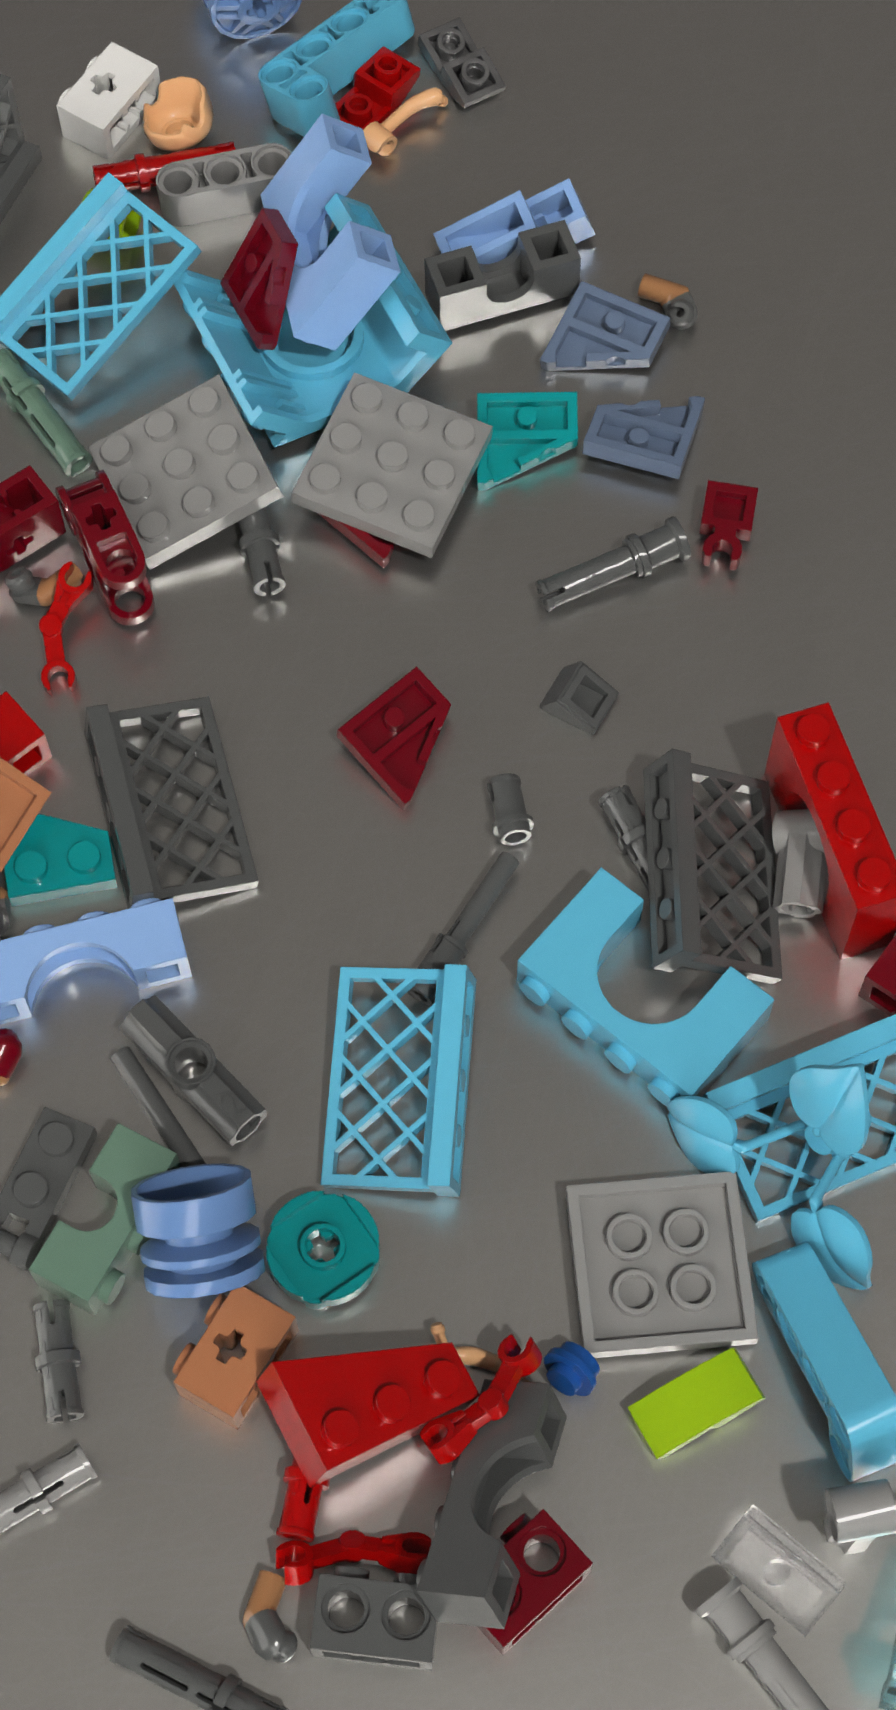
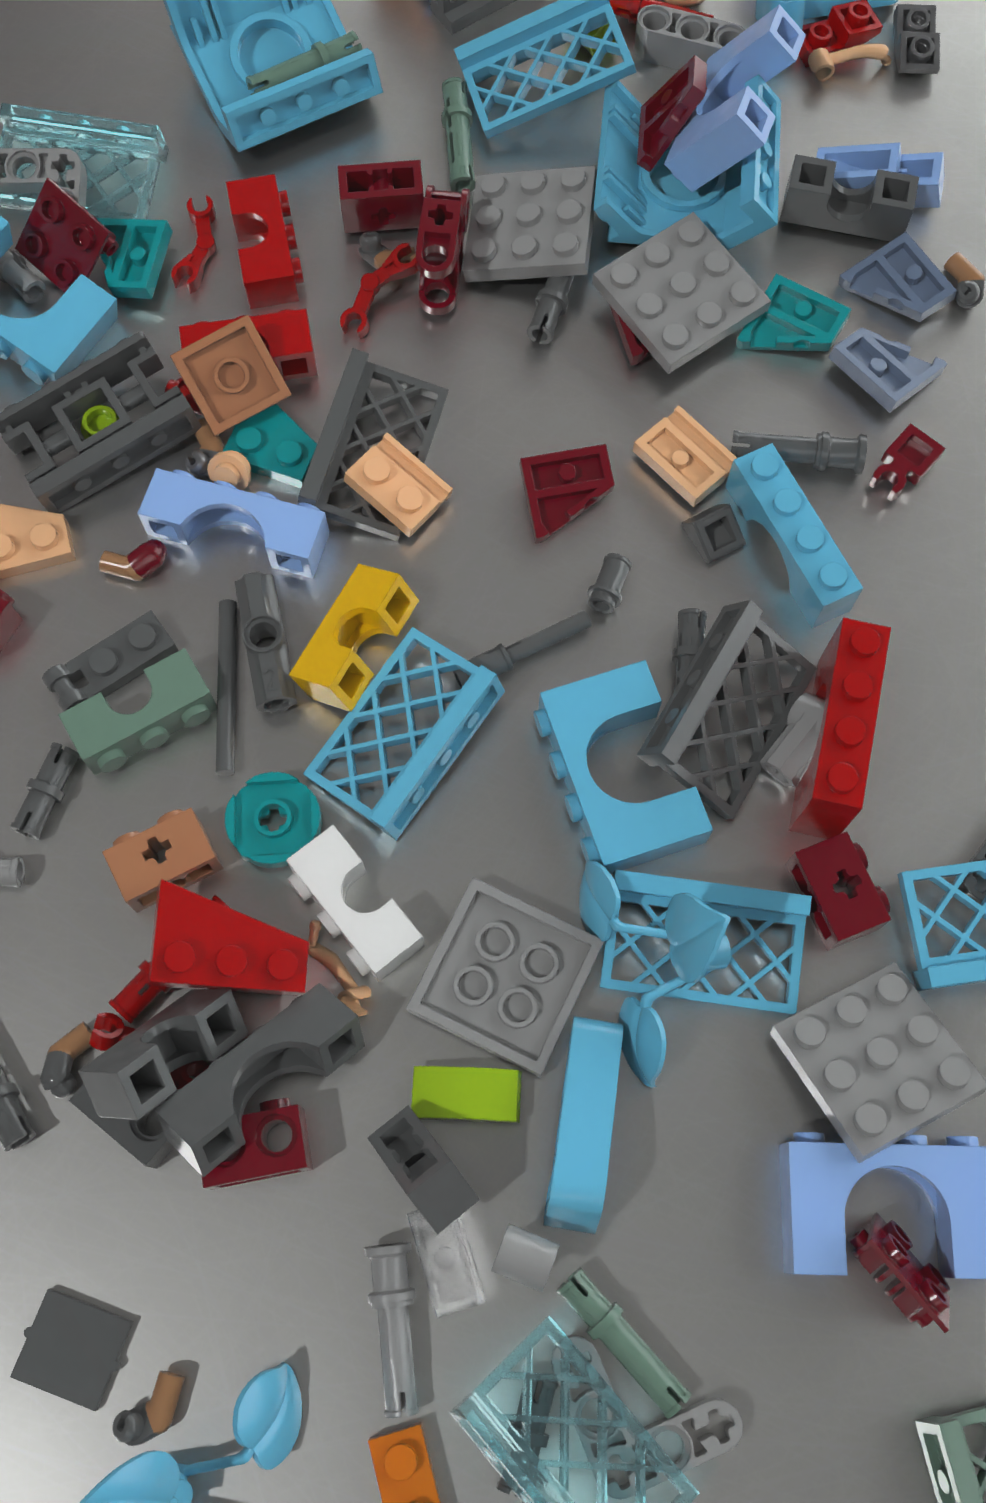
camera: 30 degrees right, 5 degrees up
(30, 908) = (231, 468): none -> light nougat plate
(198, 1230) = (184, 755): medium blue wheel -> none
(225, 827) = (398, 484): none -> light nougat plate
(278, 970) = (368, 605): none -> yellow arch
(370, 1565) = (137, 1069): none -> dark grey arch
(413, 1275) = (377, 938): none -> white arch
(452, 1433) = (267, 1008): red piece -> none
(503, 634) = (685, 456): none -> light nougat plate
(571, 1369) = (390, 1013): blue plate -> none
(707, 1492) = (423, 1169): none -> dark grey brick
(710, 682) = (815, 566): none -> medium azure arch

